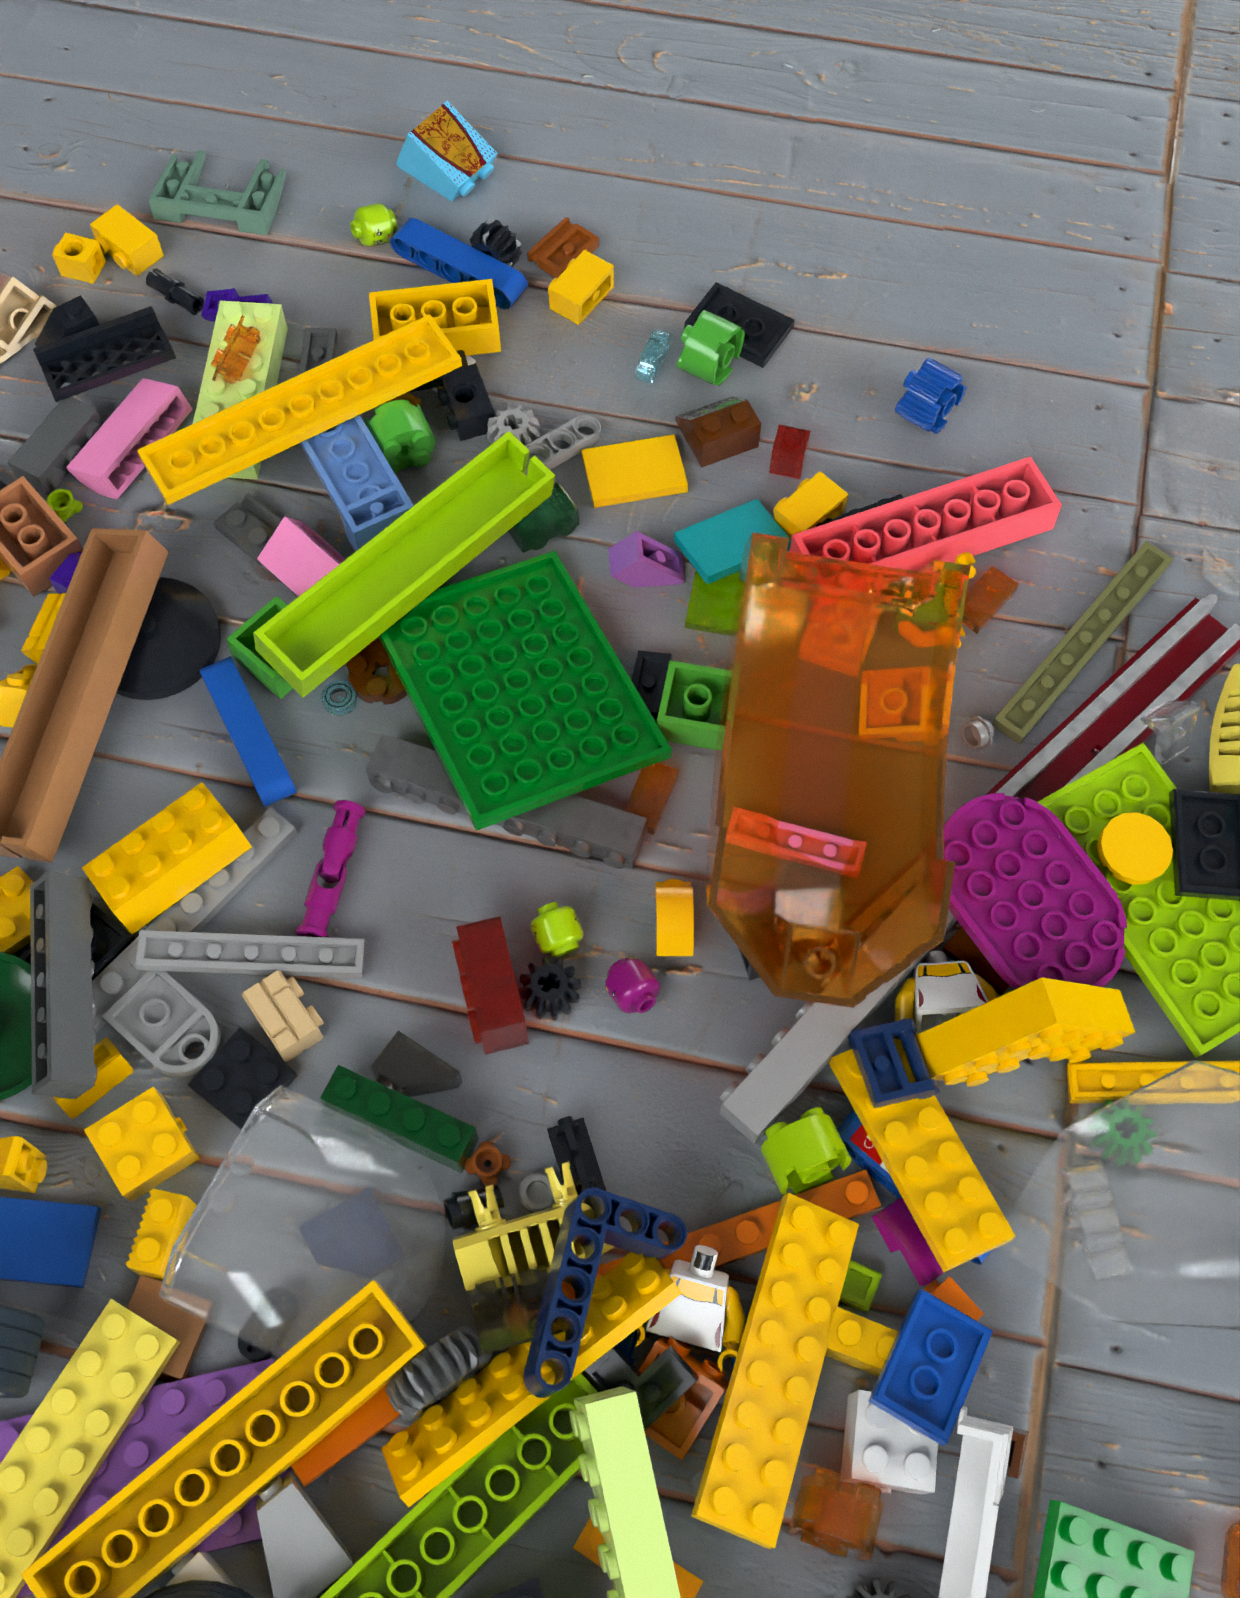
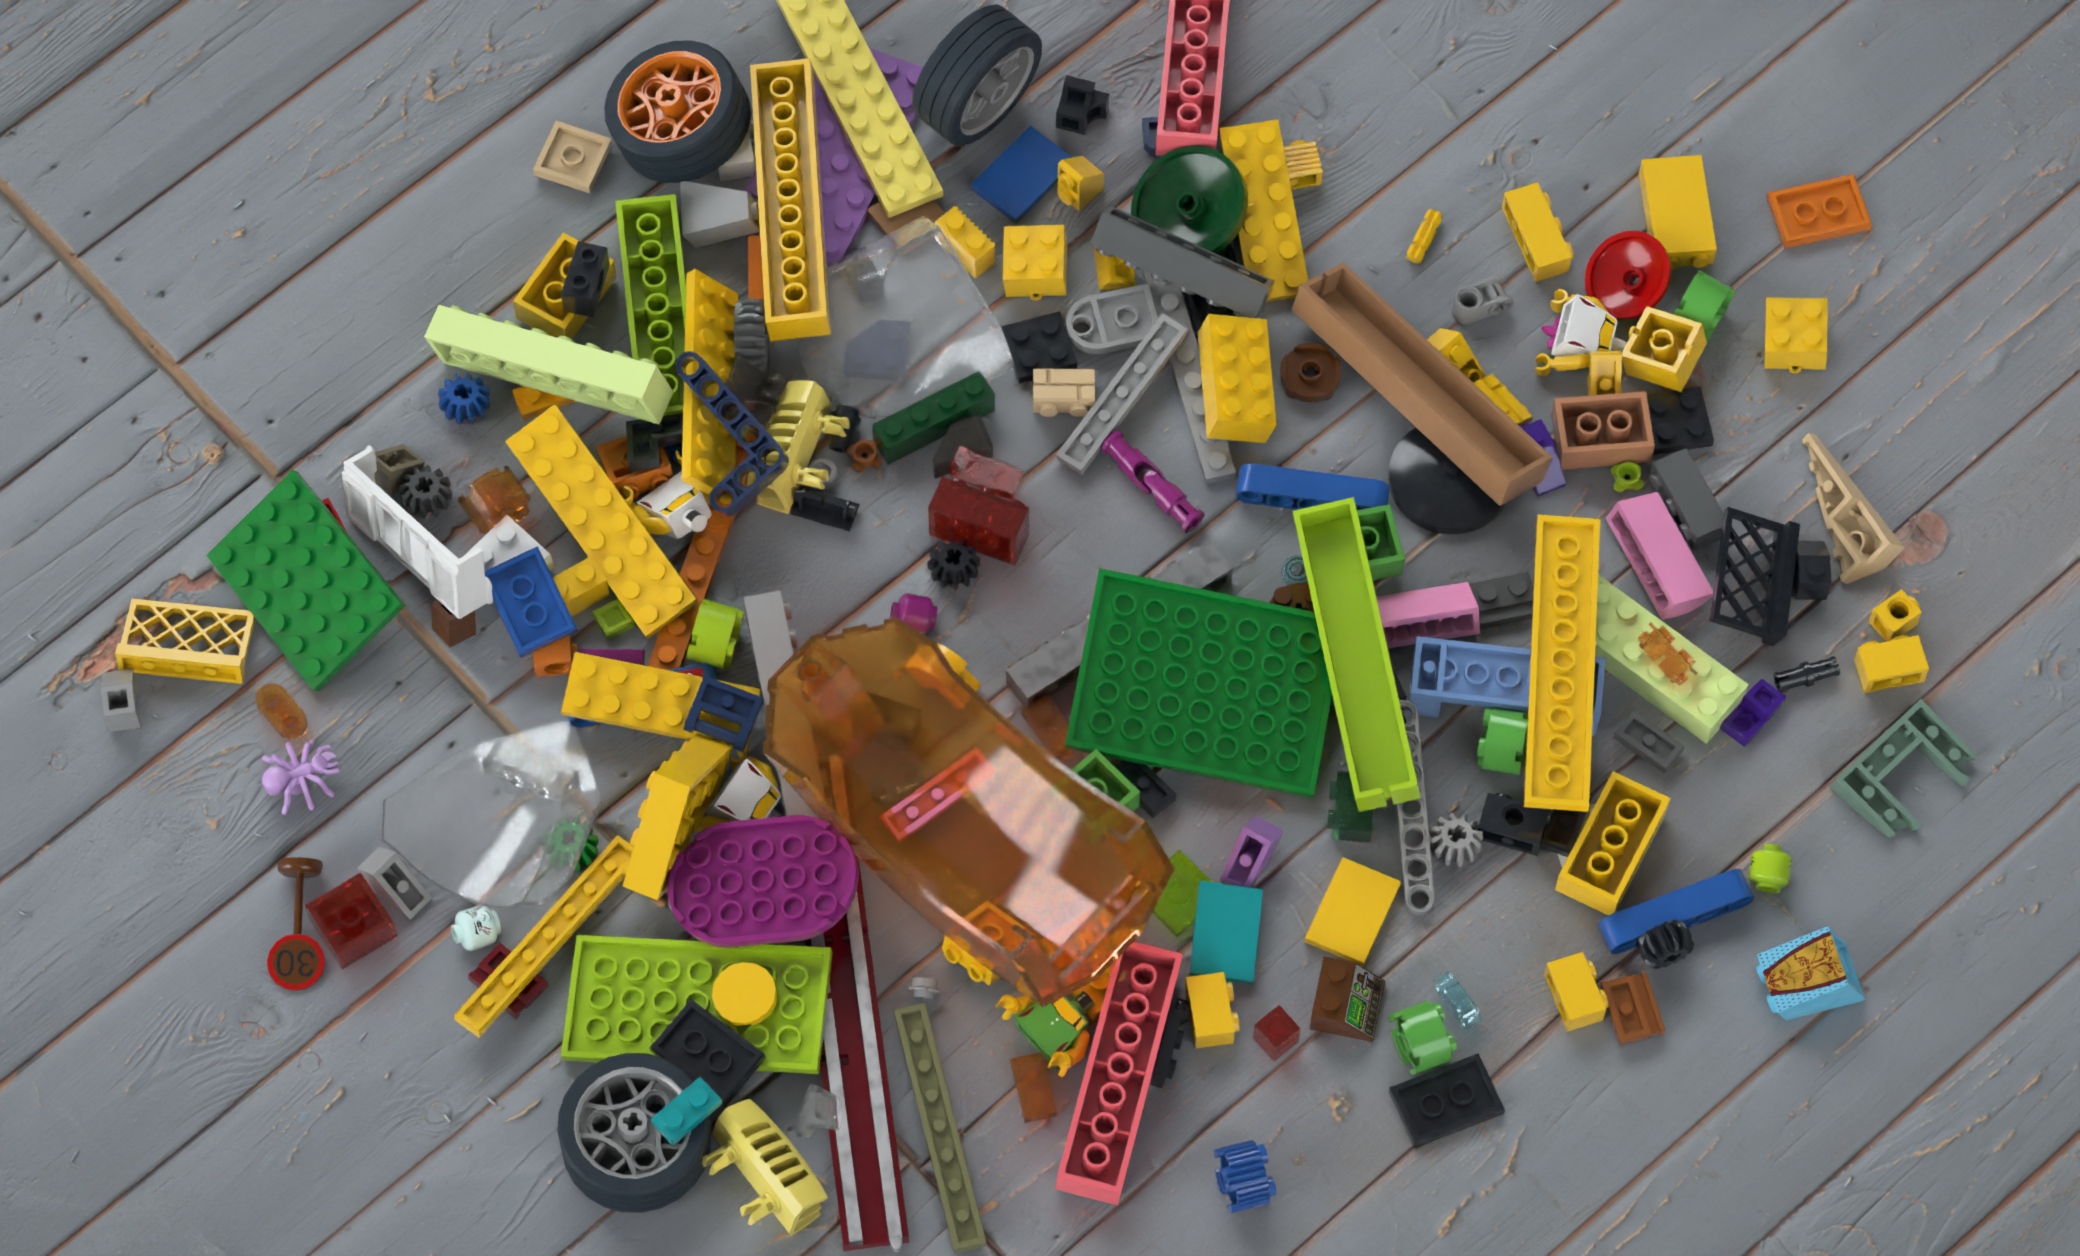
camera: 125 degrees right, 0 degrees up
(95, 806) = (1310, 389): none -> reddish brown plate
(434, 1014) = (986, 472): none -> clear red brick
(556, 929) = (992, 594): lime head -> none

